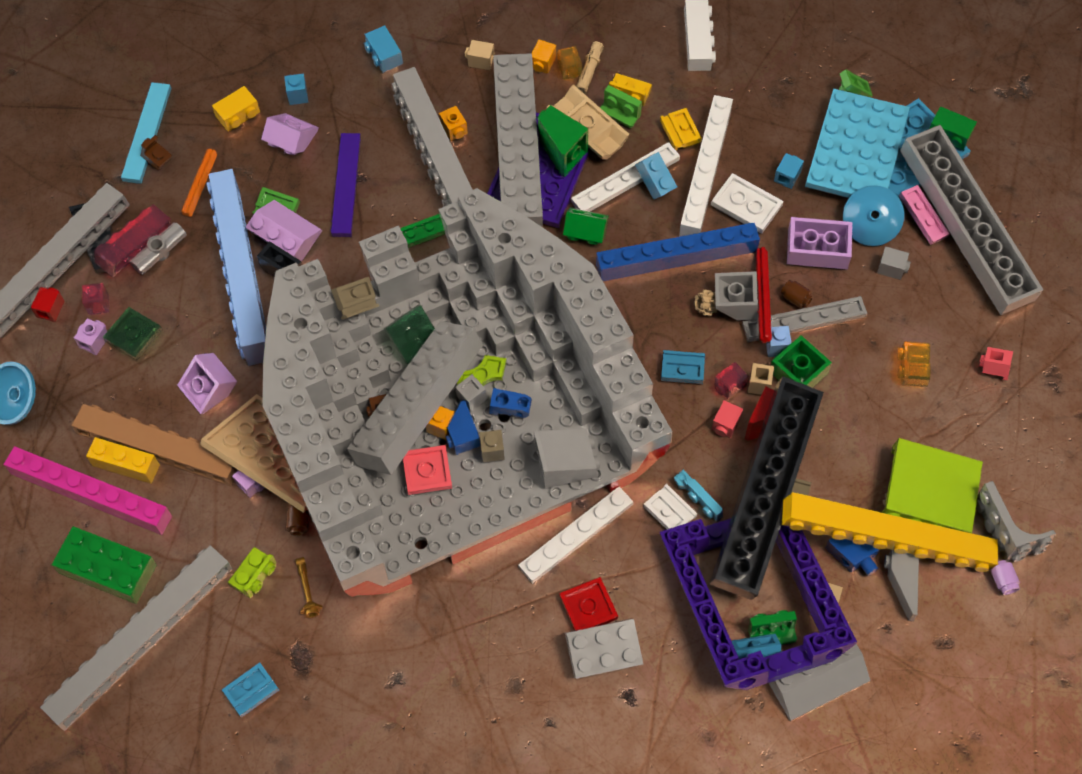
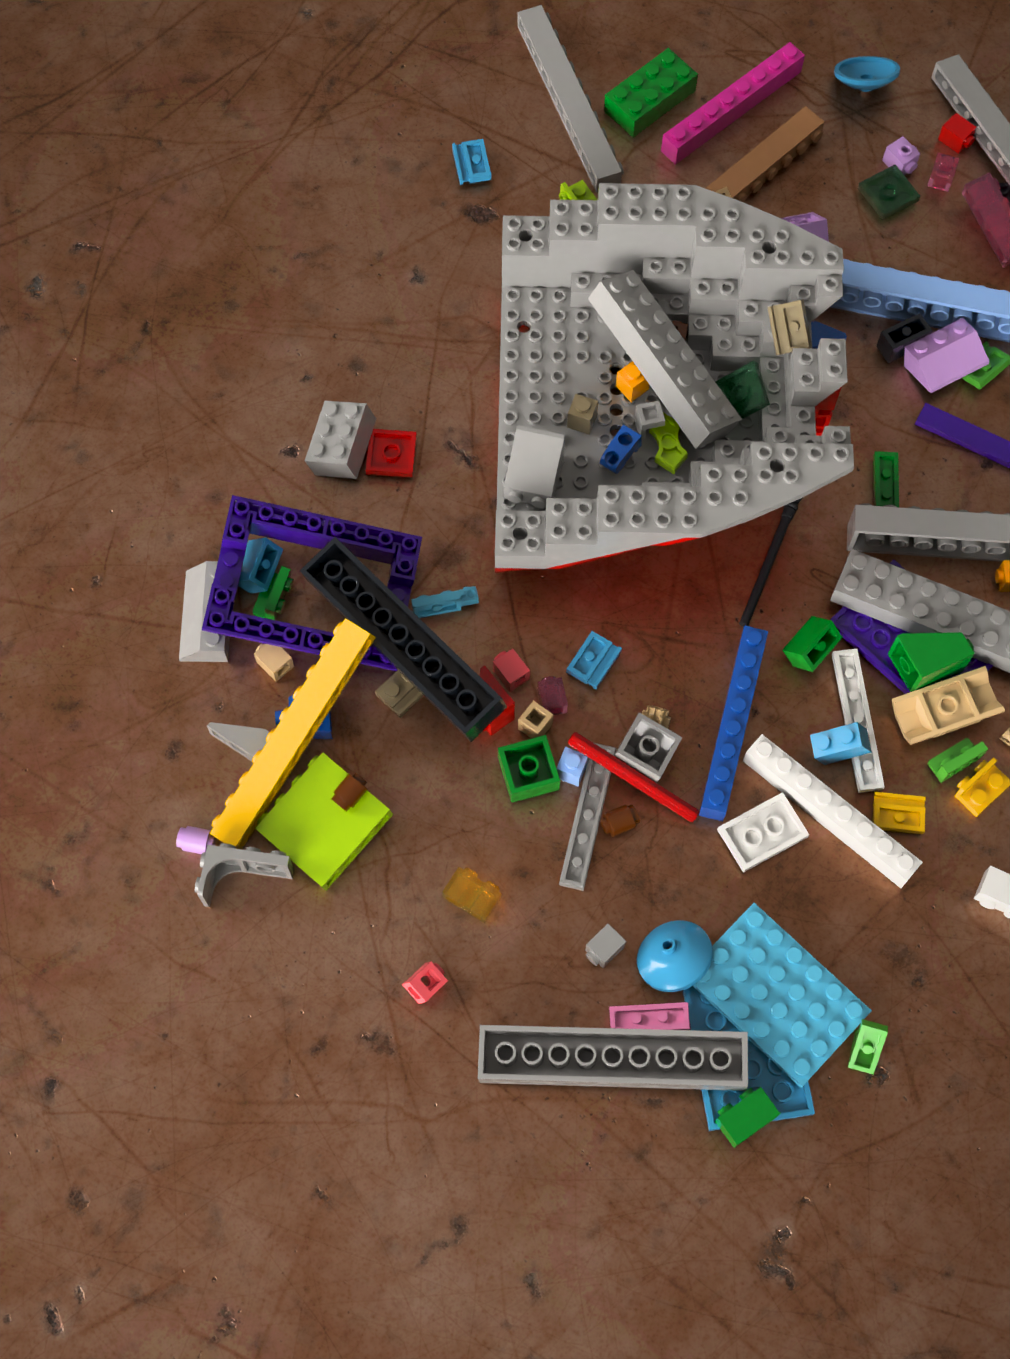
camera: 115 degrees right, 5 degrees up
(123, 460) = (748, 136): yellow brick -> none
(150, 254) = (979, 243): light grey piece -> none
(427, 470) = (589, 351): coral plate -> none
(462, 431) = (615, 397): blue slope -> none
(575, 535) = (469, 479): white plate -> none
(669, 508) = (445, 569): white plate -> none
(788, 170) = (784, 901): dark azure brick -> none
(819, 243) = (668, 874): lavender brick -> none
(908, 467) = (349, 791): none -> reddish brown brick

